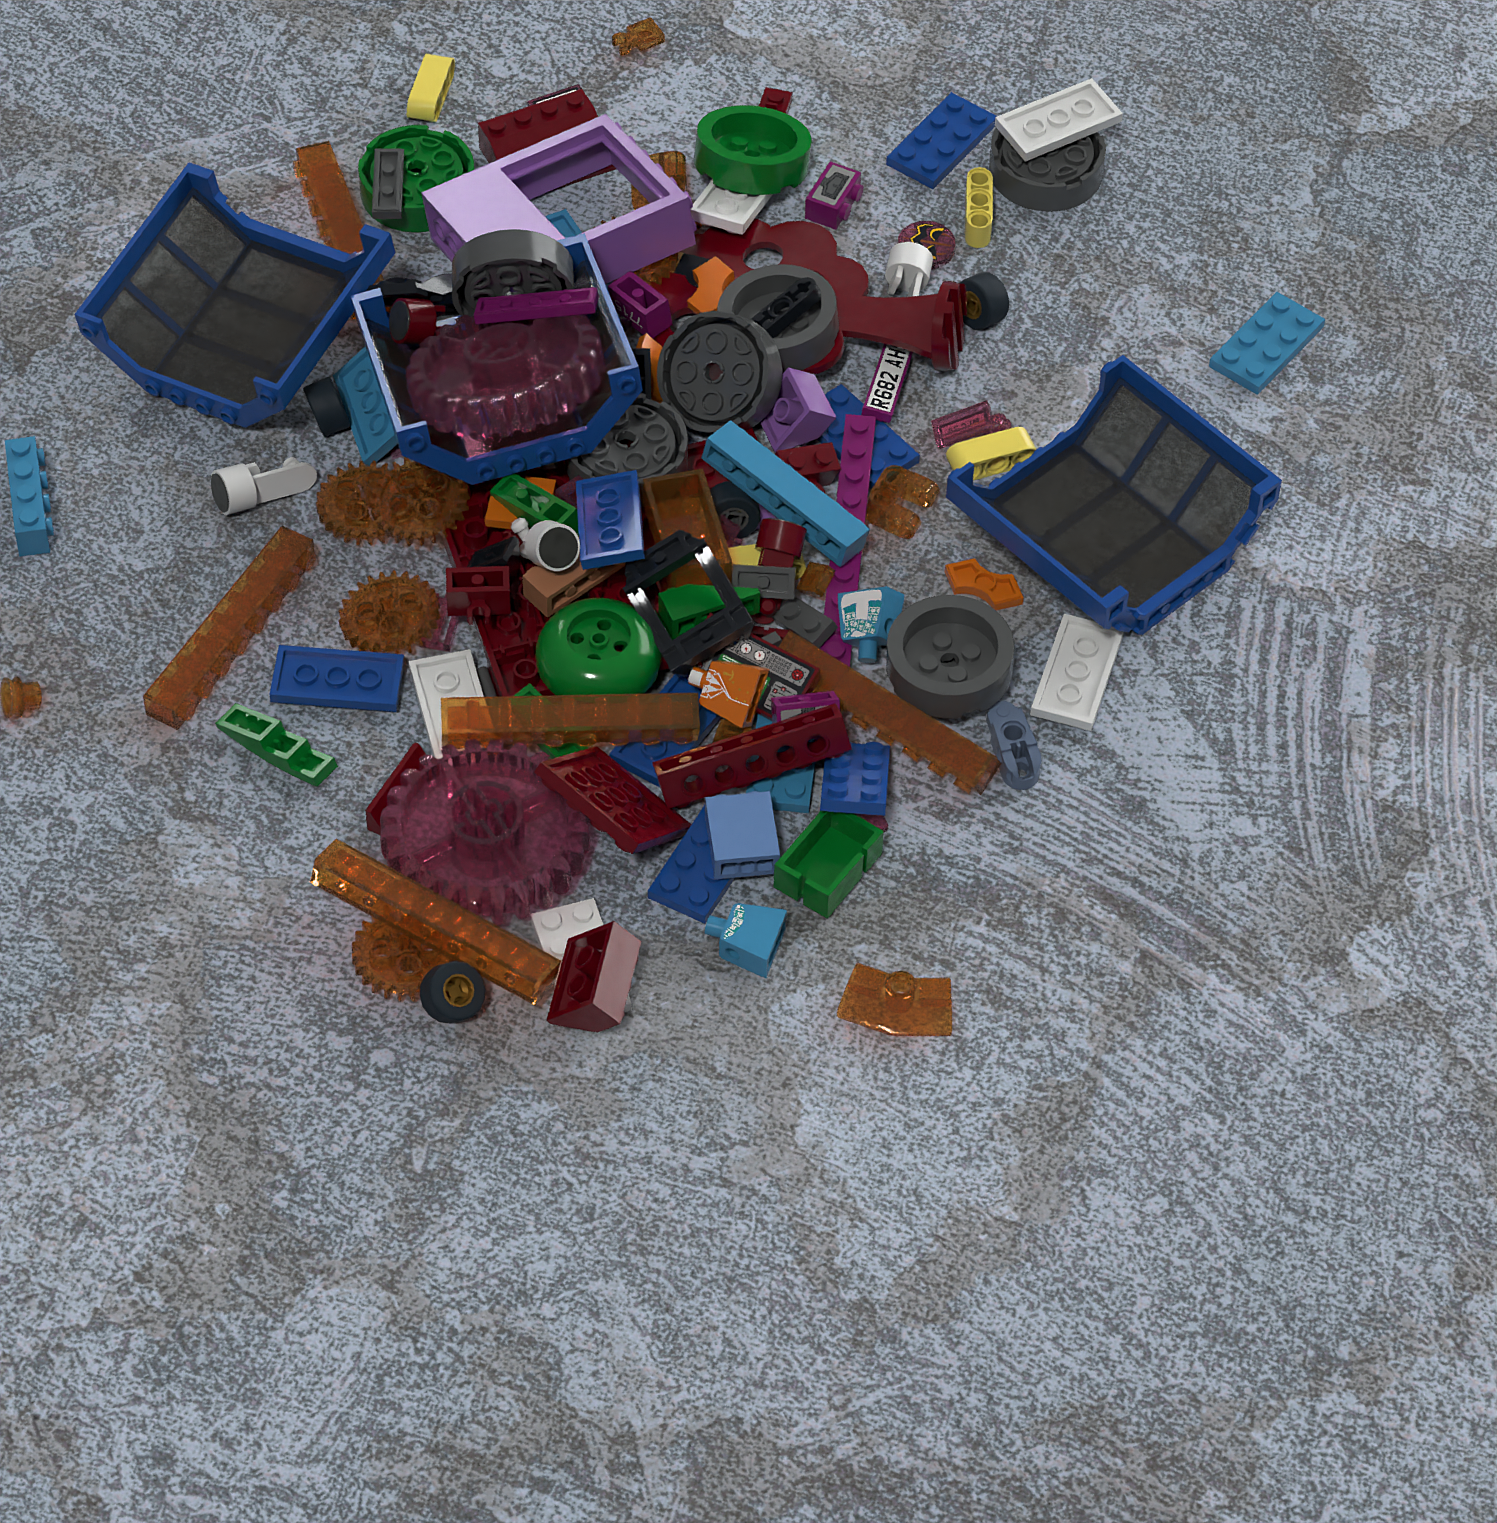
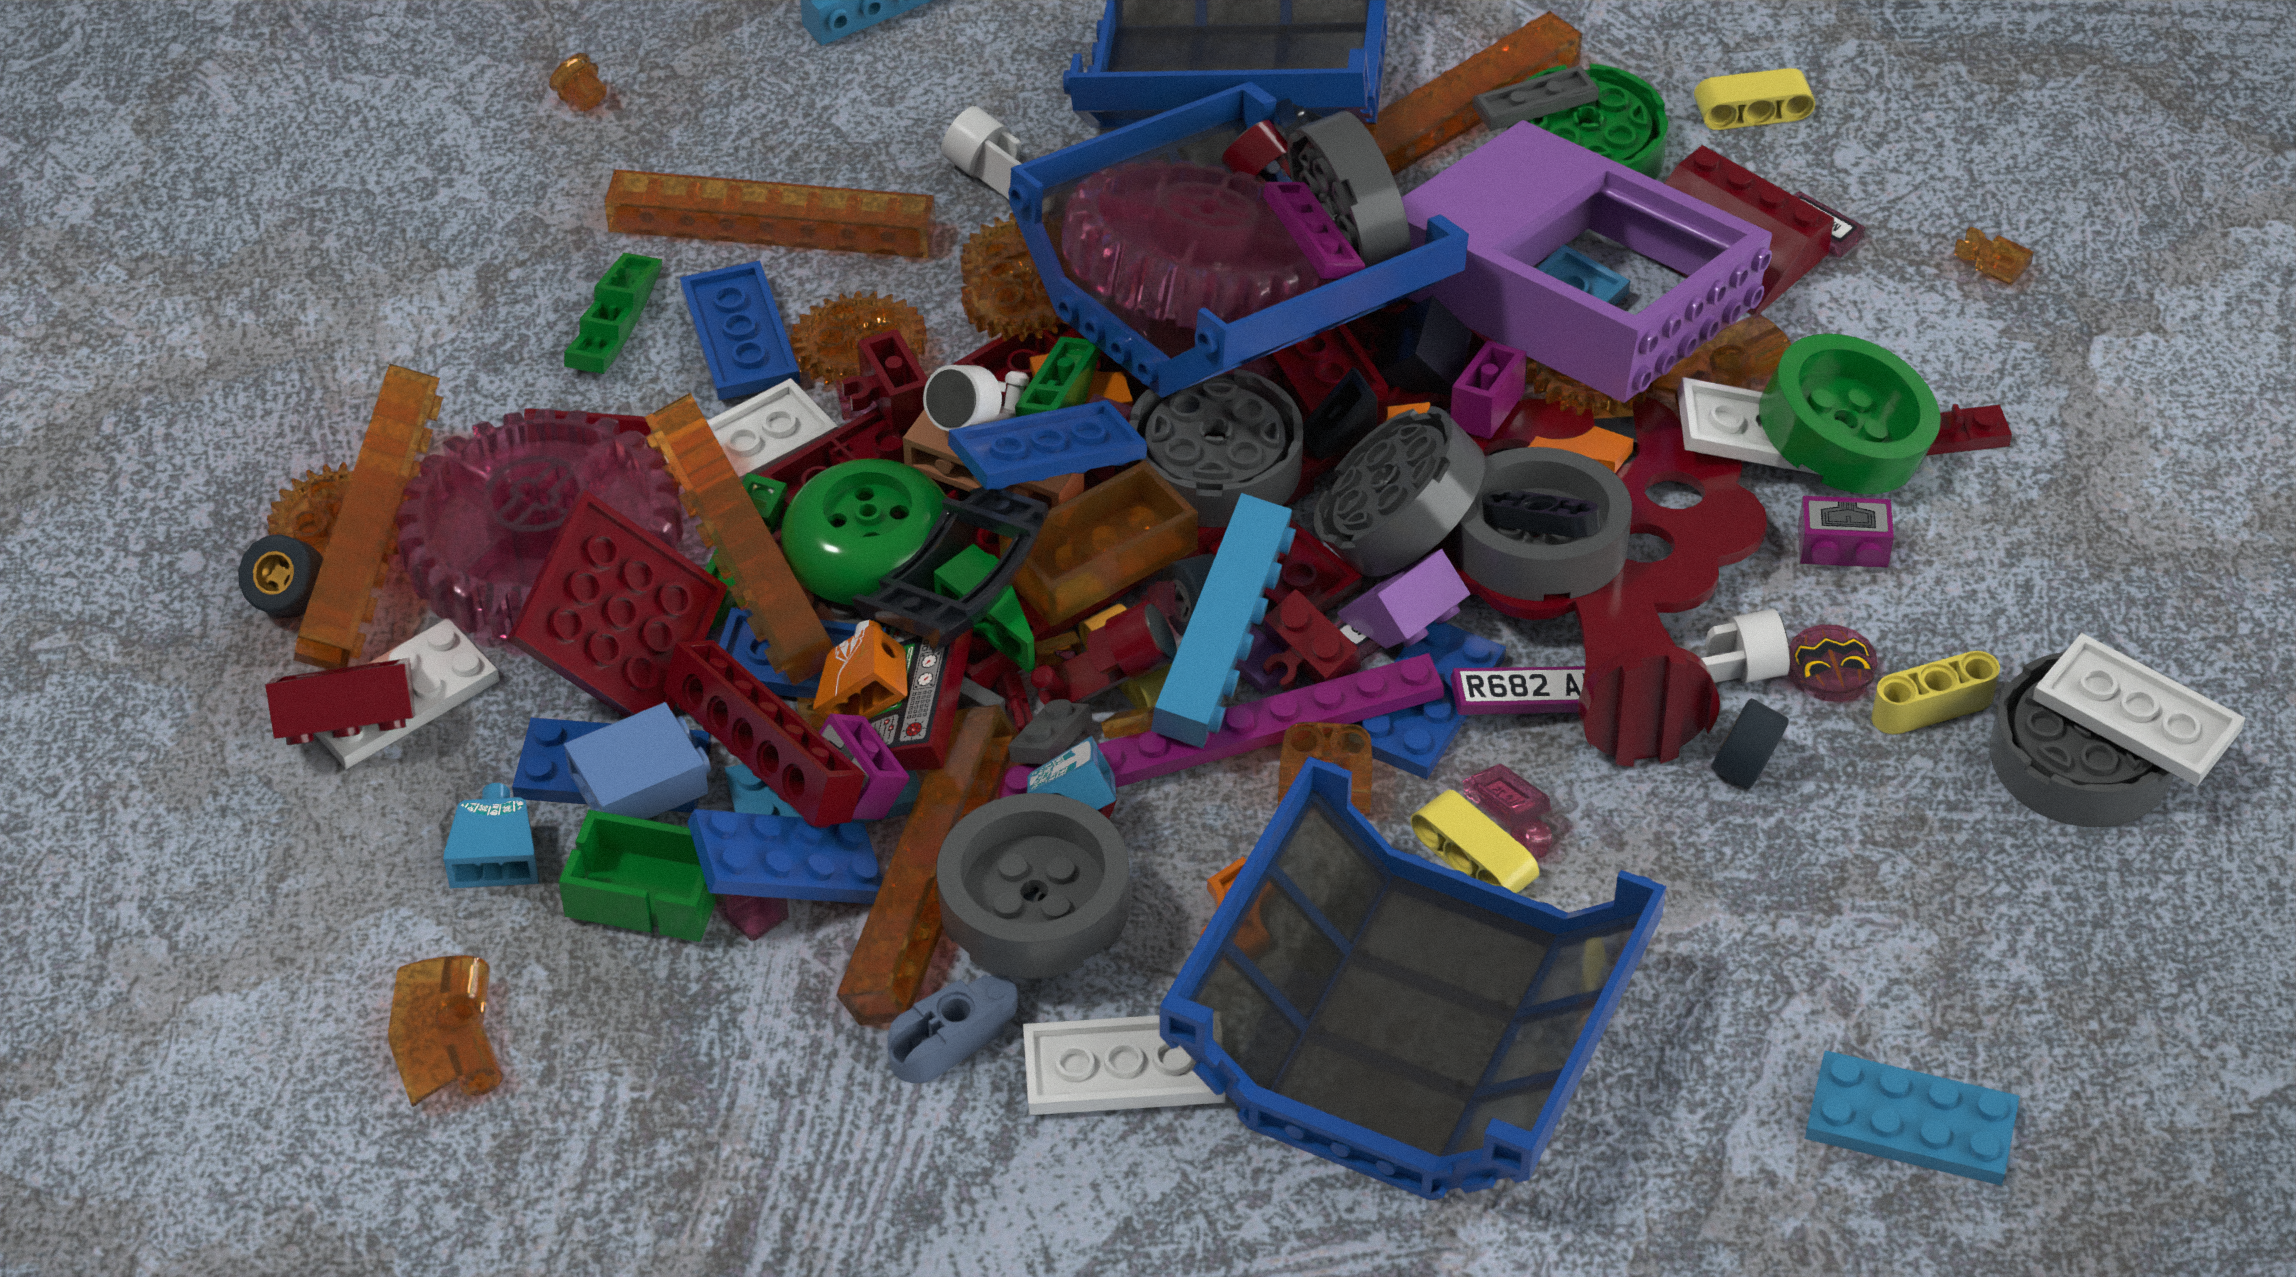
camera: 70 degrees right, 5 degrees down
(770, 580) = (1065, 650): dark grey plate -> none
(941, 140) = (2040, 616): blue plate -> none

